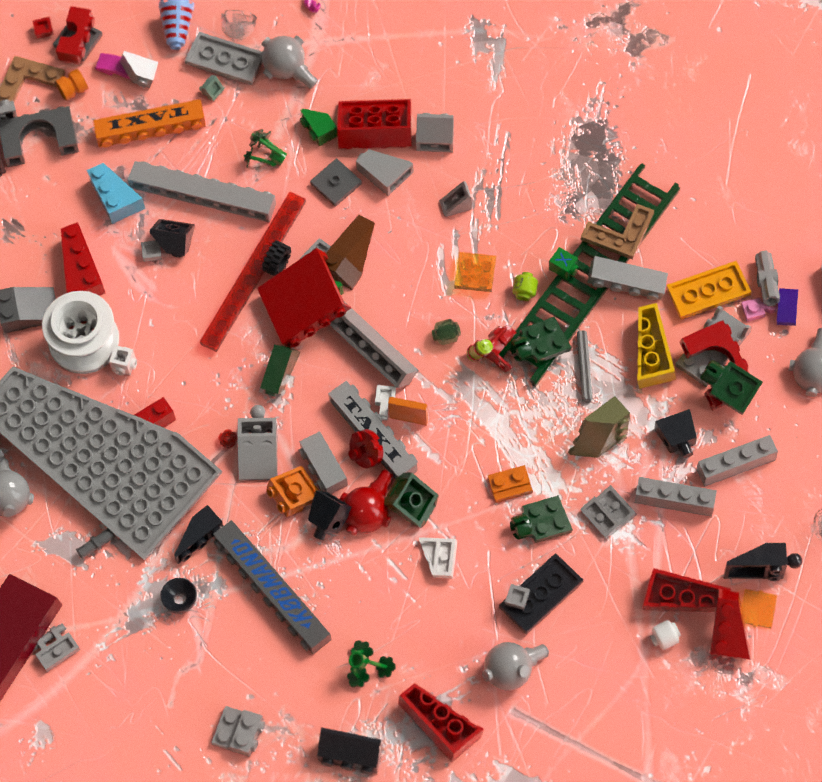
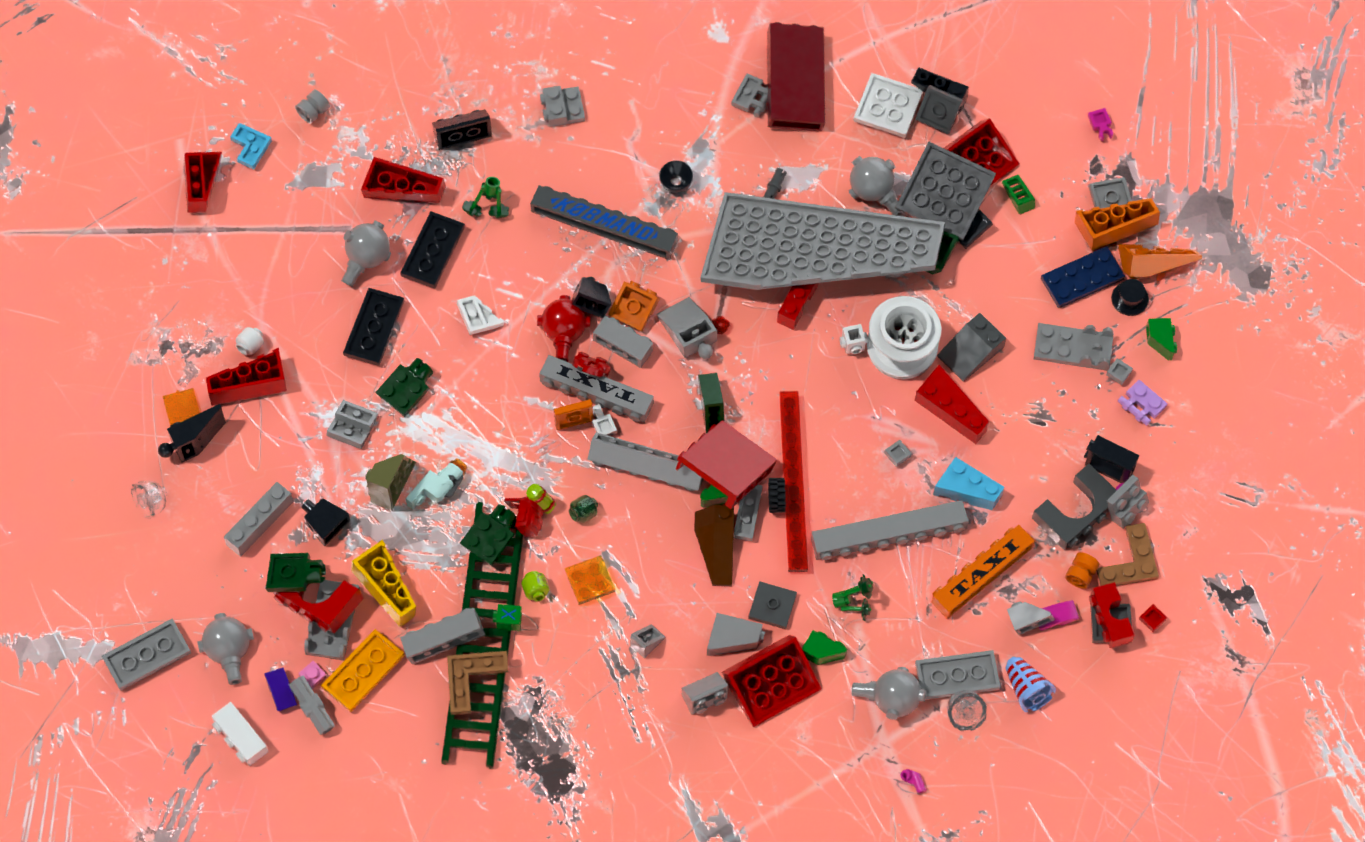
camera: 145 degrees right, 0 degrees up
(173, 236) = (888, 475): black slope -> none
(198, 532) = (692, 240): black slope -> none
(212, 88) = (948, 637): sand green tile -> none
(411, 499) = (528, 342): dark green slope -> none
(445, 642) = (432, 249): none -> black plate
(510, 484) = (451, 407): orange plate -> none
(517, 597) = (390, 305): light grey plate -> none
(559, 412) = (438, 485): none -> light aqua plate
(584, 366) = (441, 543): light grey axle -> none
(675, 496) = (298, 460): light grey brick -> none
(729, 627) = (193, 363): red wedge -> none

